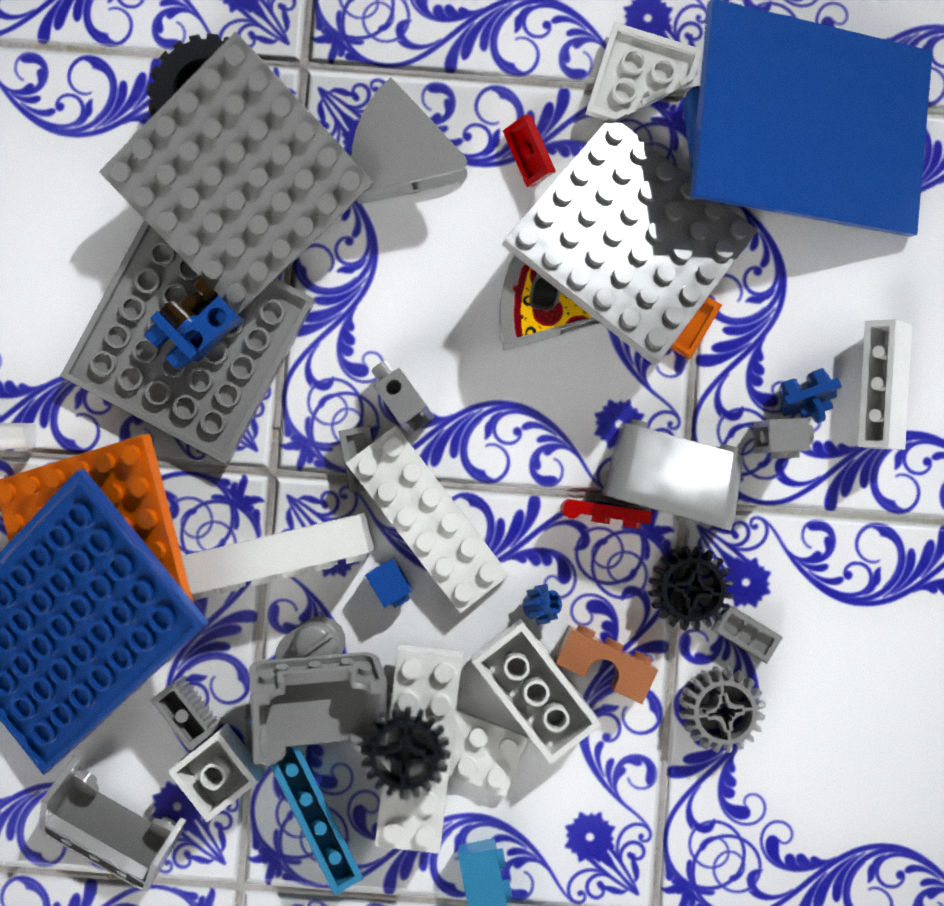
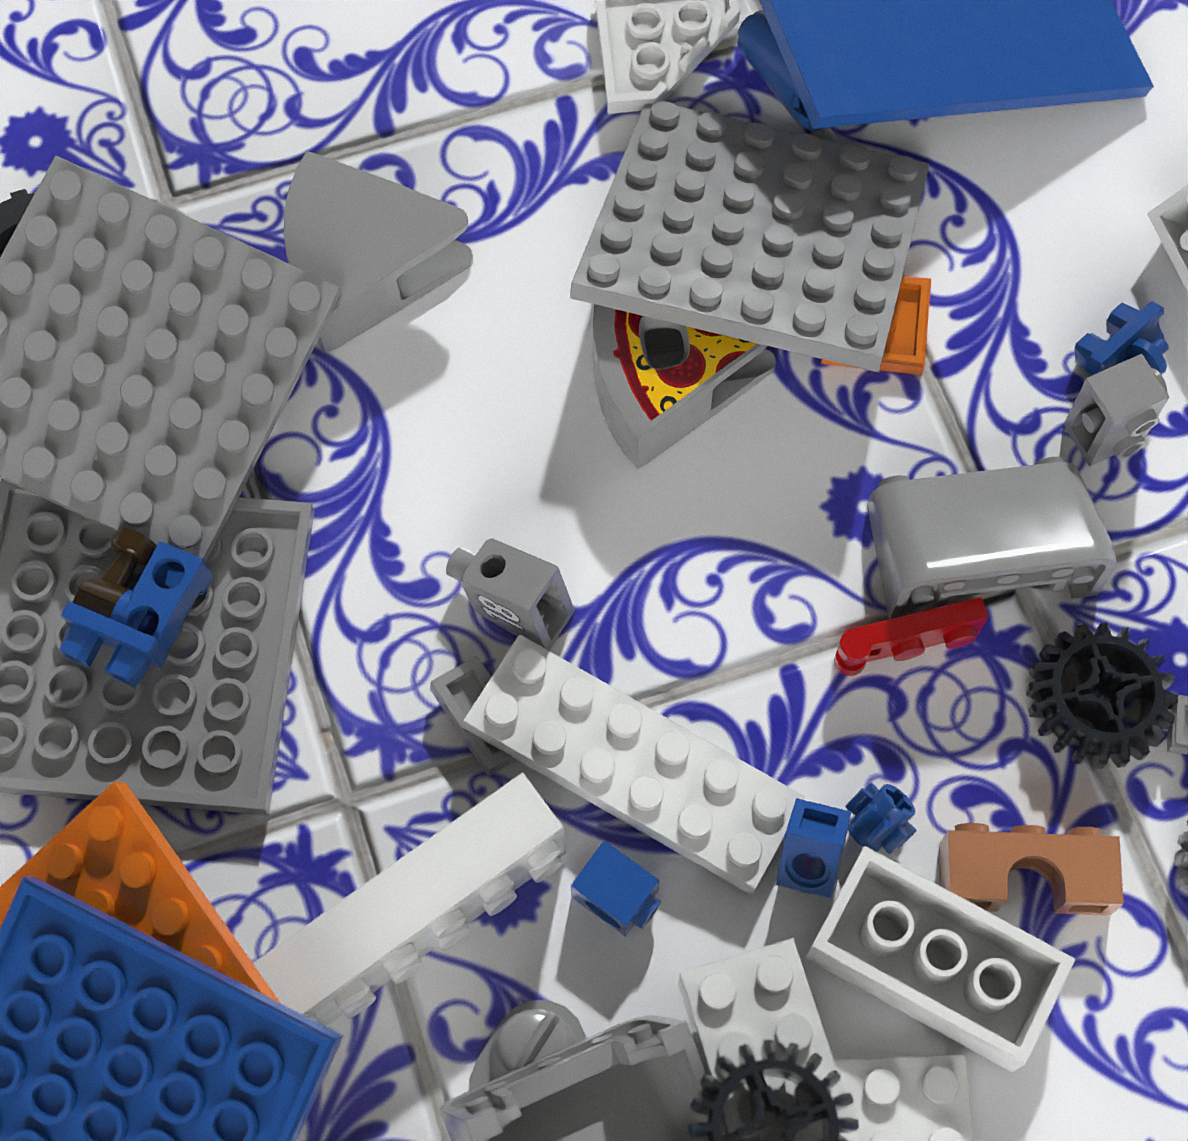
camera: 20 degrees left, 20 degrees down
(499, 607) = (813, 848): none -> blue brick
(529, 150) = (549, 185): red plate -> none

